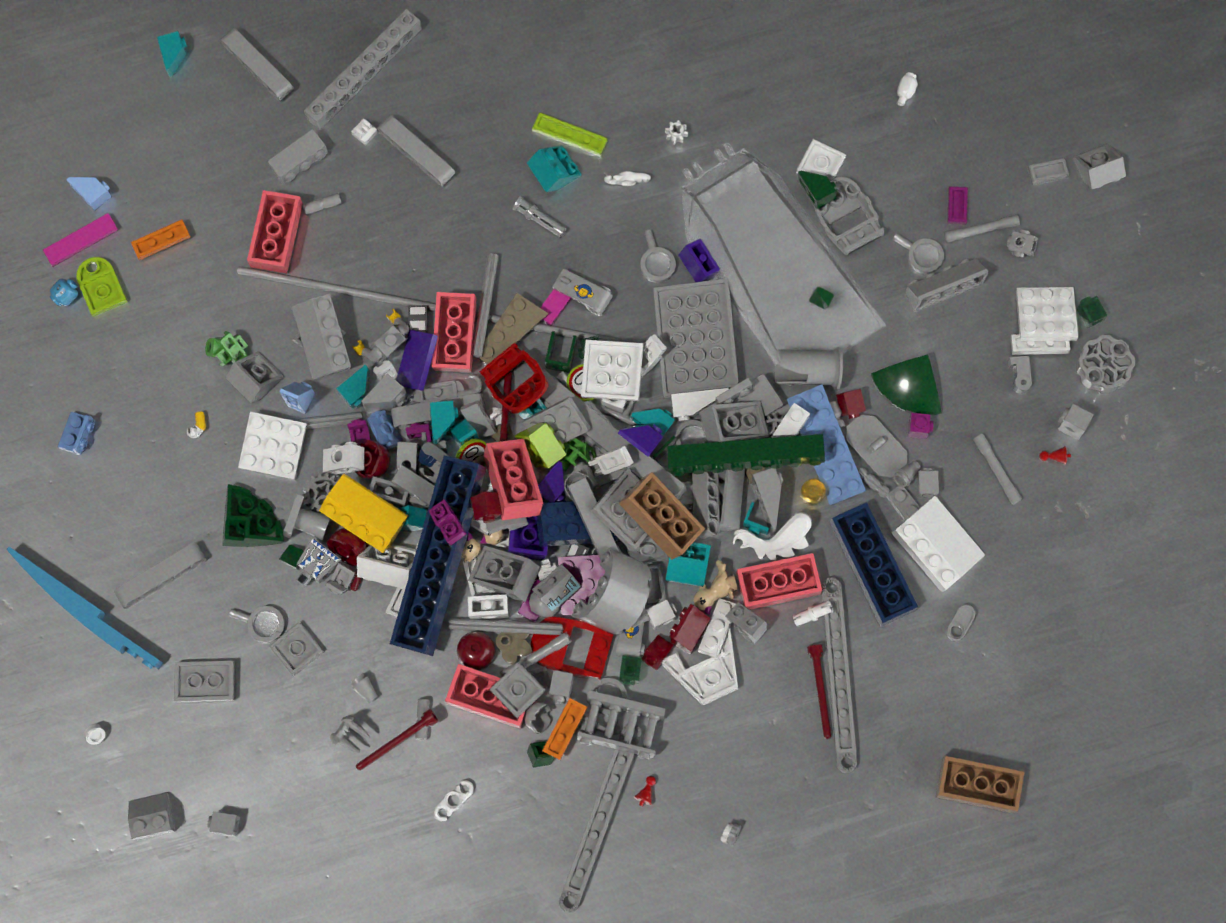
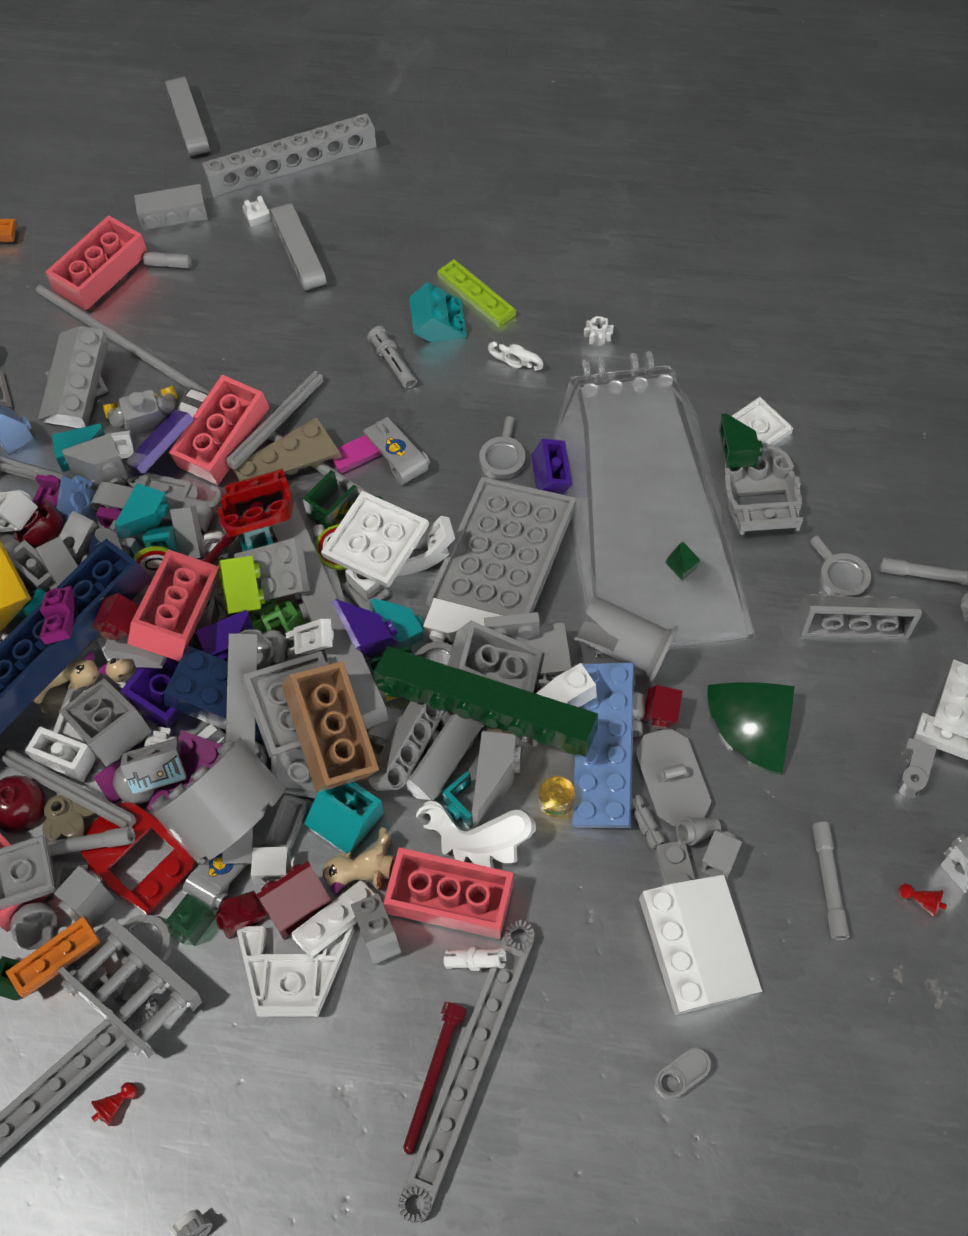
camera: 25 degrees right, 15 degrees down
(172, 51) = (112, 77): teal slope -> none
(873, 564) = (593, 932): dark blue brick -> none
(906, 88) = (902, 384): white plant -> none
(919, 425) = (743, 774): magenta brick -> none
(957, 205) = (912, 535): magenta tile -> none

